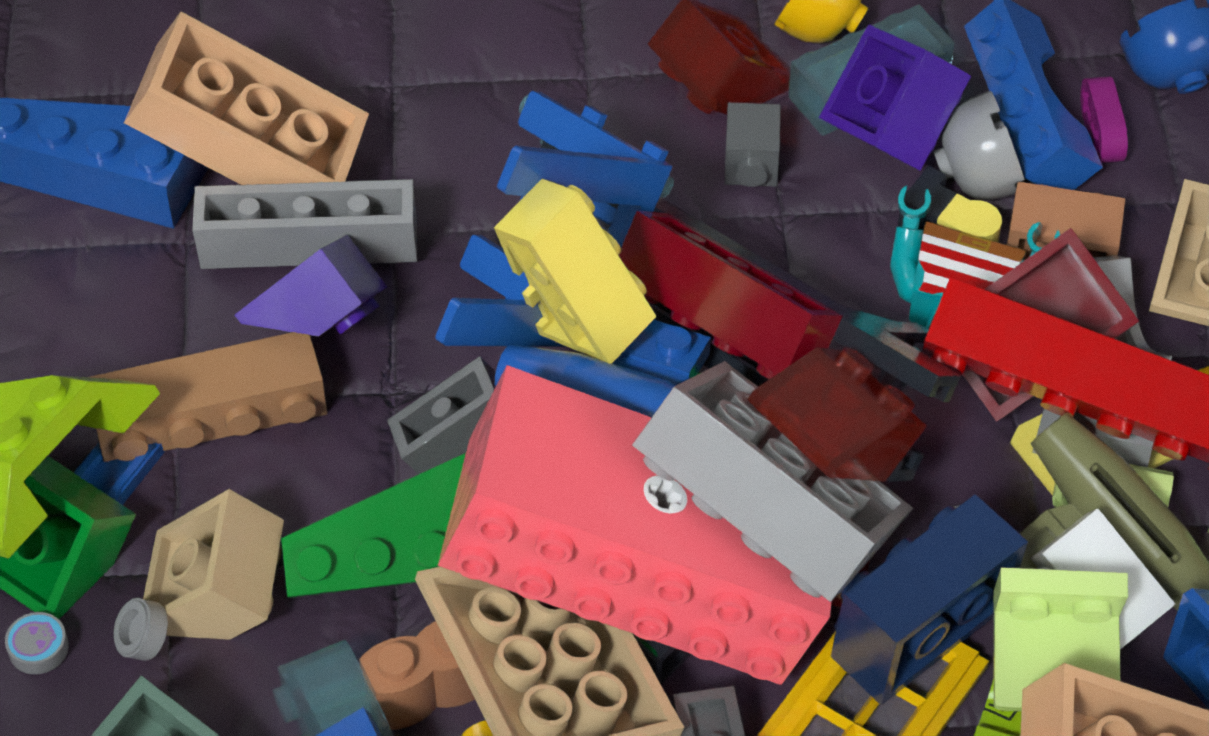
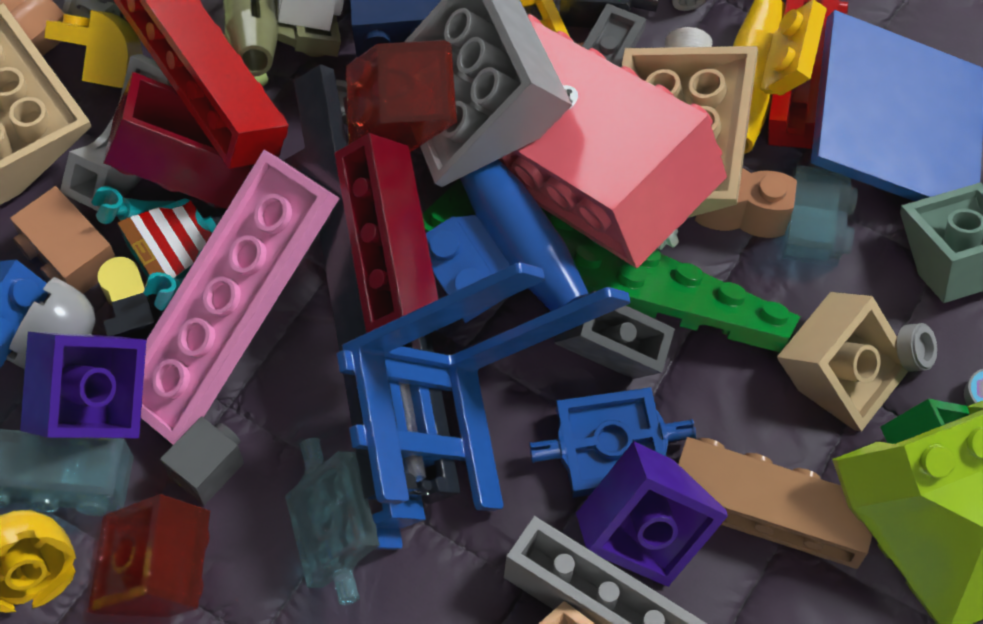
camera: 145 degrees left, 10 degrees up
(388, 366) = (600, 429): none -> blue plate
(573, 272) = (493, 251): light yellow wedge -> none
(845, 222) = (229, 292): none -> bright pink plate

